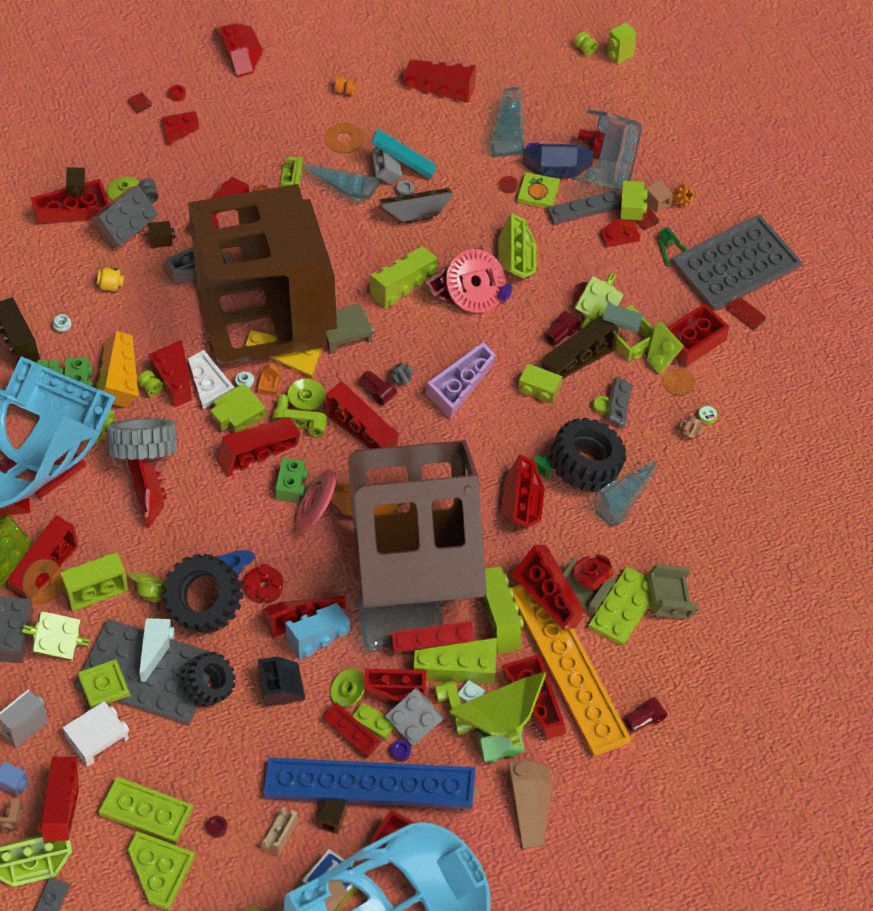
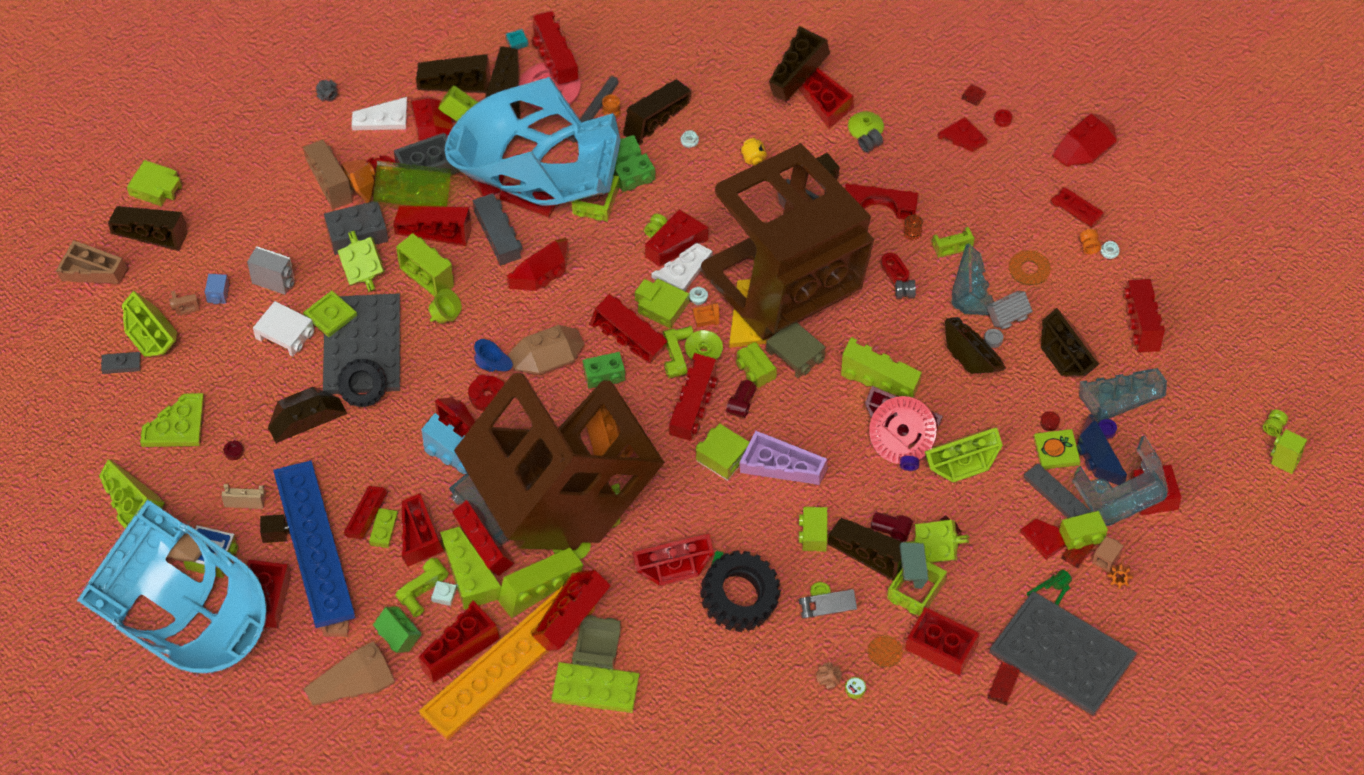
camera: 70 degrees right, 0 degrees up
(29, 579) = (409, 217): clear yellow gear -> none
(42, 196) = (798, 63): none -> dark brown wedge
(60, 799) = (200, 323): red wedge -> none
(75, 181) = (832, 77): dark brown brick -> none
(79, 510) = (496, 229): none -> dark grey brick
(119, 369) = (649, 196): light orange wedge -> none
(124, 216) = (823, 131): dark grey brick -> none
(142, 438) = (580, 237): light grey wheel -> none
(146, 810) = (227, 393): lime plate -> none
(155, 644) = (379, 332): light aqua slope -> none
(178, 587) = (454, 355): black tyre -> none
(204, 749) = (304, 412): none -> dark brown wedge
(245, 519) = (547, 350): none -> medium nougat wedge
(280, 681) = (388, 439): black slope -> none
(302, 80) = (1077, 207): none -> red plate
(315, 500) = (572, 392): coral piece -> none
(326, 225) = (905, 289): none -> dark grey wheel
(346, 363) = (756, 365): none -> lime brick
(348, 687) = (403, 492): lime dish -> none
(360, 76) = (1106, 250): none -> light aqua plate
(400, 750) = (362, 559): dark purple tile -> none
(401, 373) = (765, 411): dark grey gear -> none
(403, 153) = (1024, 315): teal tile -> none
(414, 716) = (391, 551): light grey plate -> none
(427, 420) = (721, 451): none -> lime piece
(448, 142) = (1066, 346): none -> dark brown wedge
(504, 709) = (417, 609): lime panel -> none
(600, 568) = (615, 649): red plate -> none
(619, 496) = (710, 641): clear light blue wedge -> none
(650, 712) = (483, 745): dark red piece -> none
(663, 348) = (908, 616): lime wing -> none
(670, 592) = (623, 717): olive panel -> none

